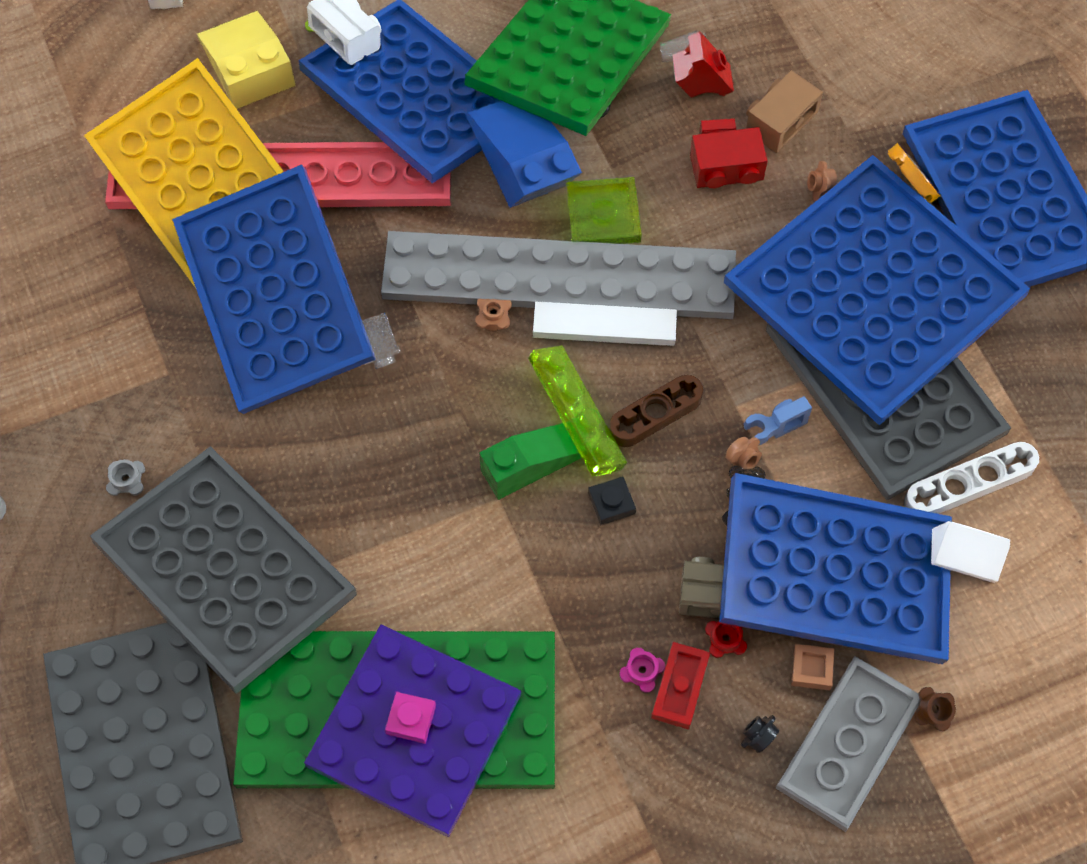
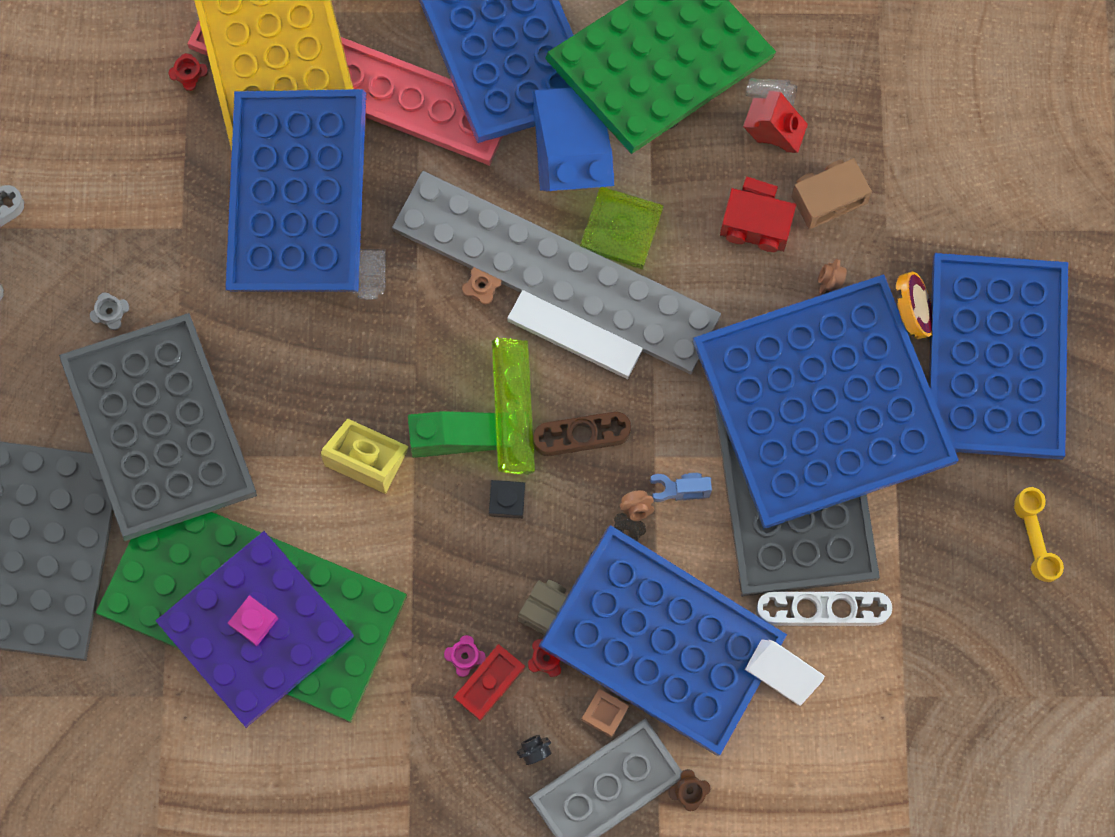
camera: 20 degrees right, 10 degrees up
(113, 221) = (187, 62): none -> red plate
(449, 516) = (364, 455): none -> light yellow slope

